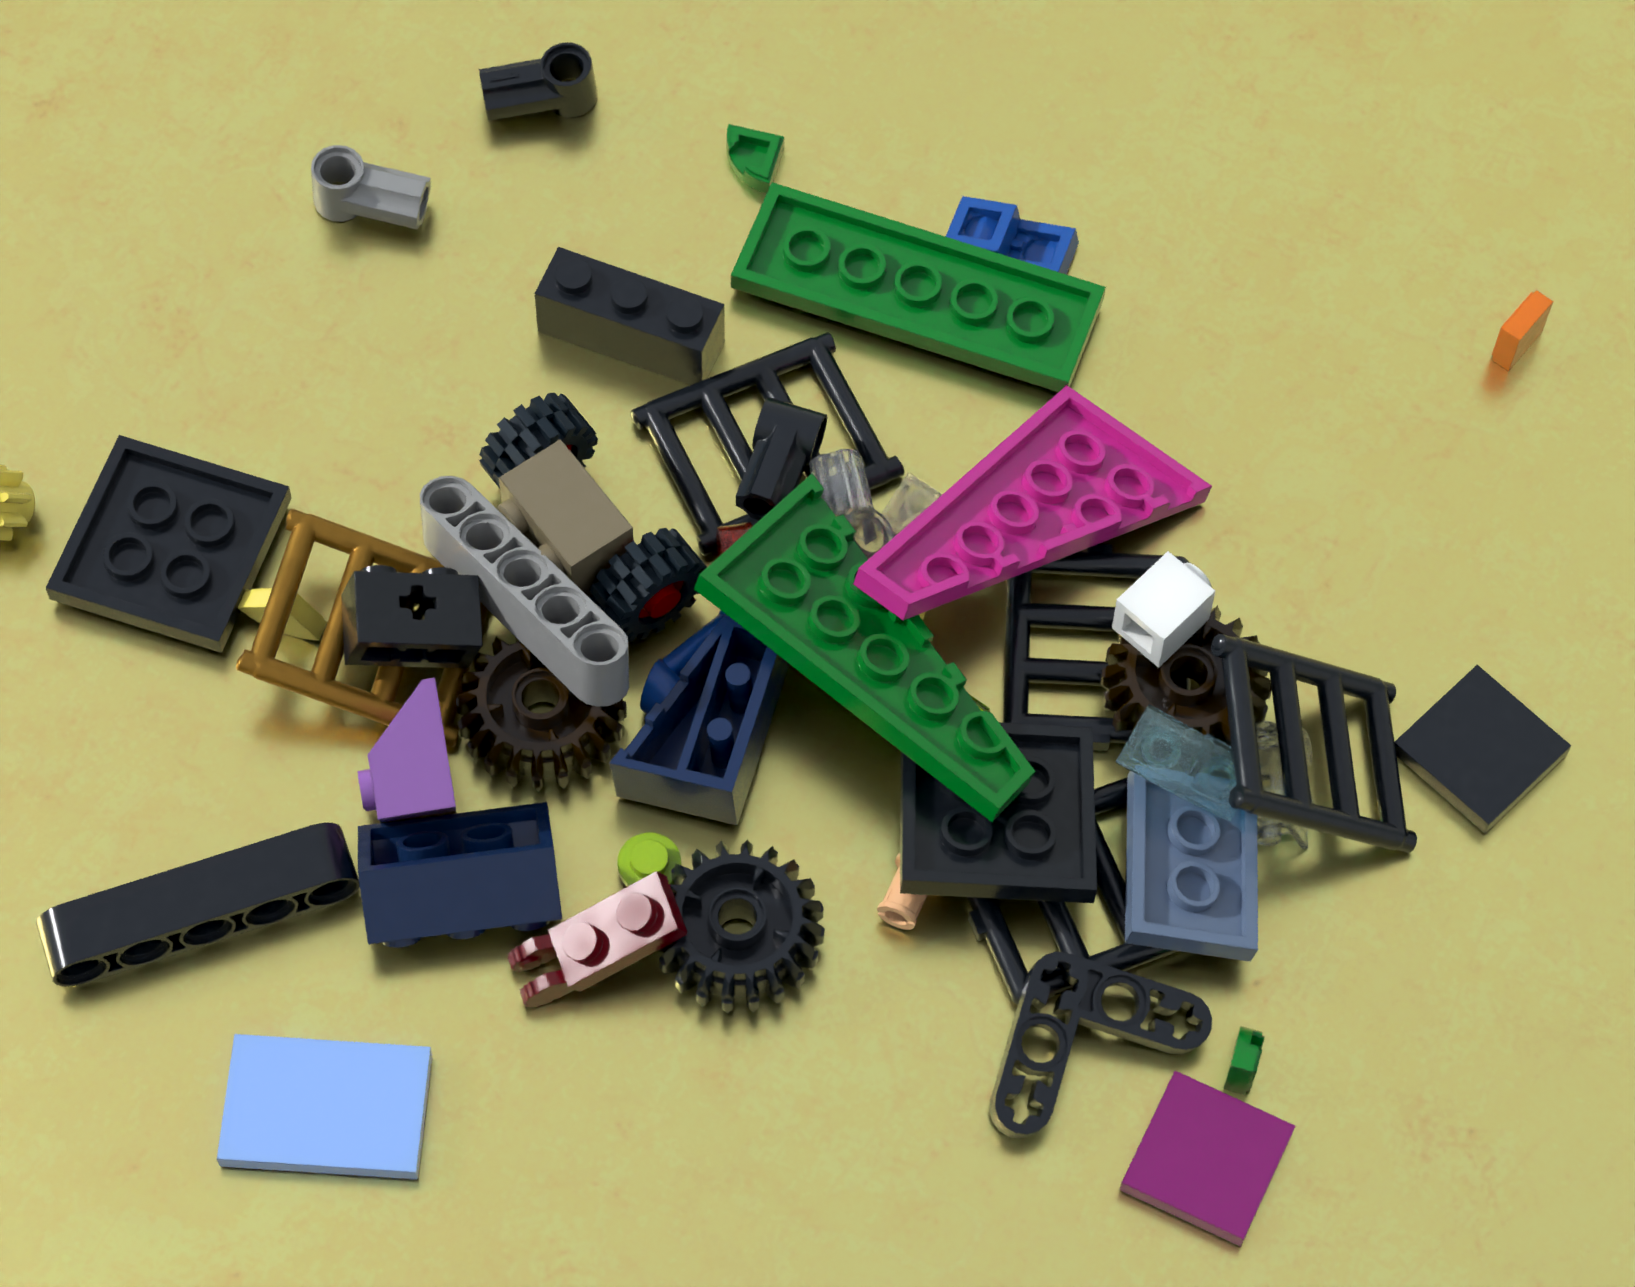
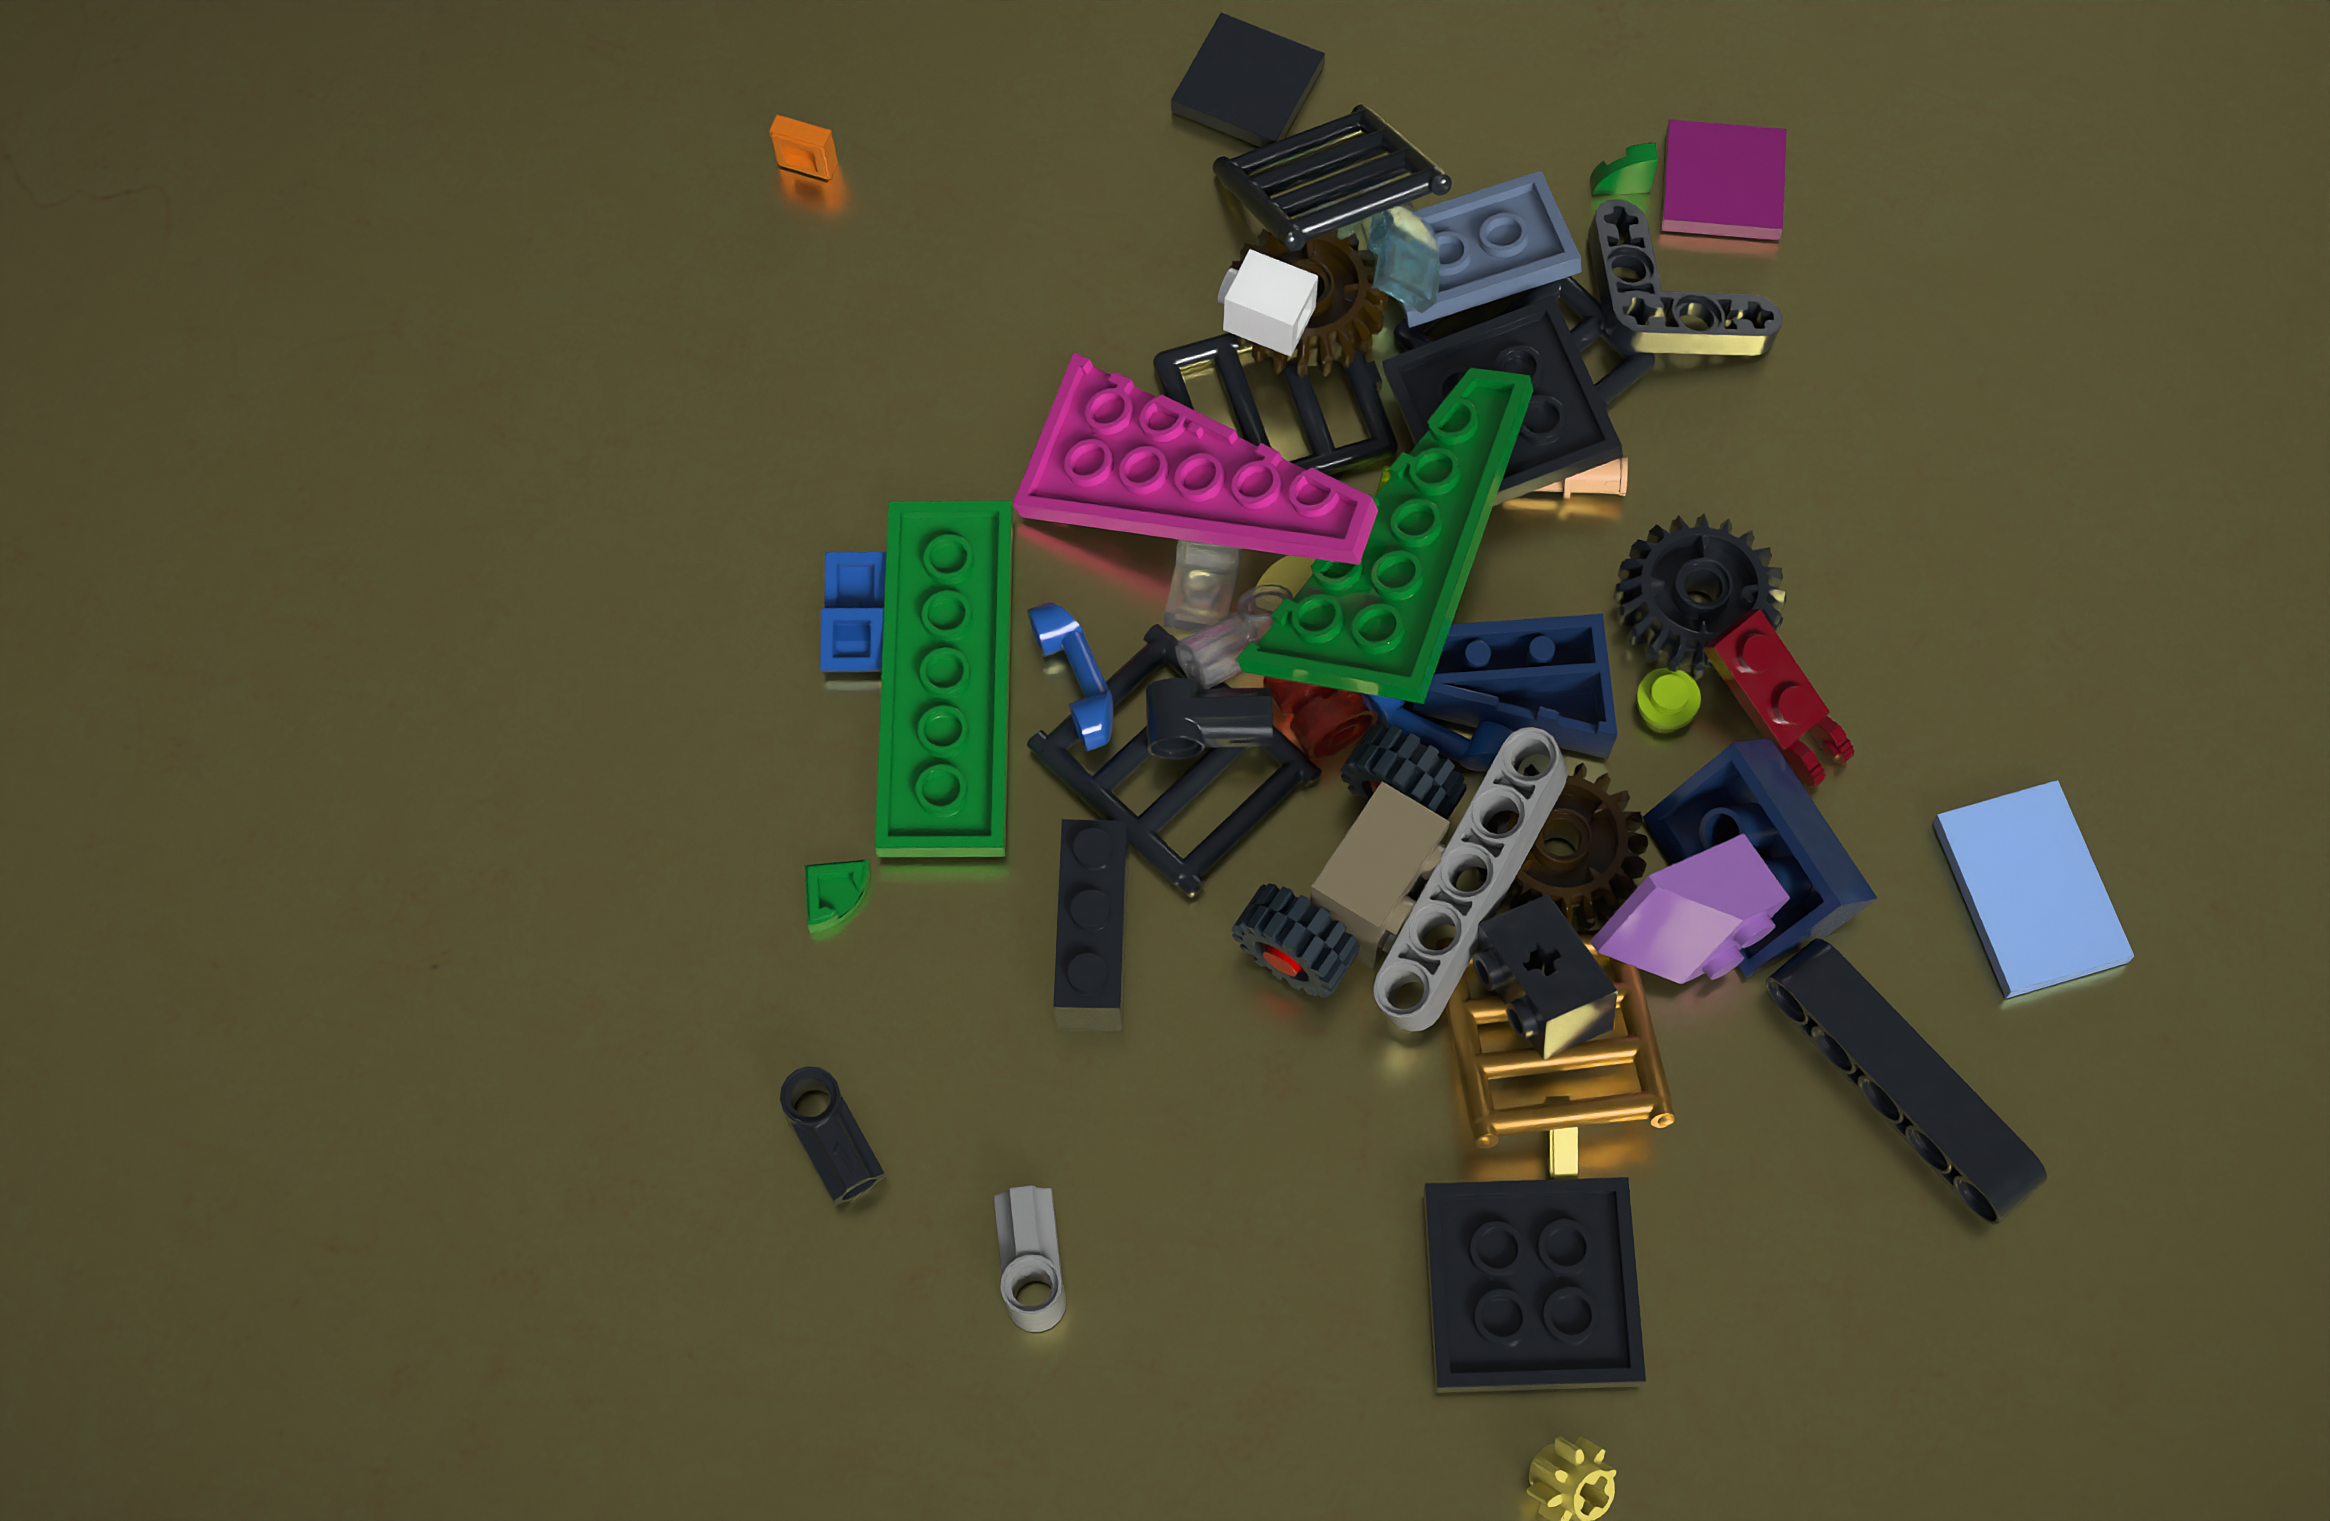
camera: 105 degrees left, 5 degrees up
(817, 373) = (1059, 631): none -> blue bar

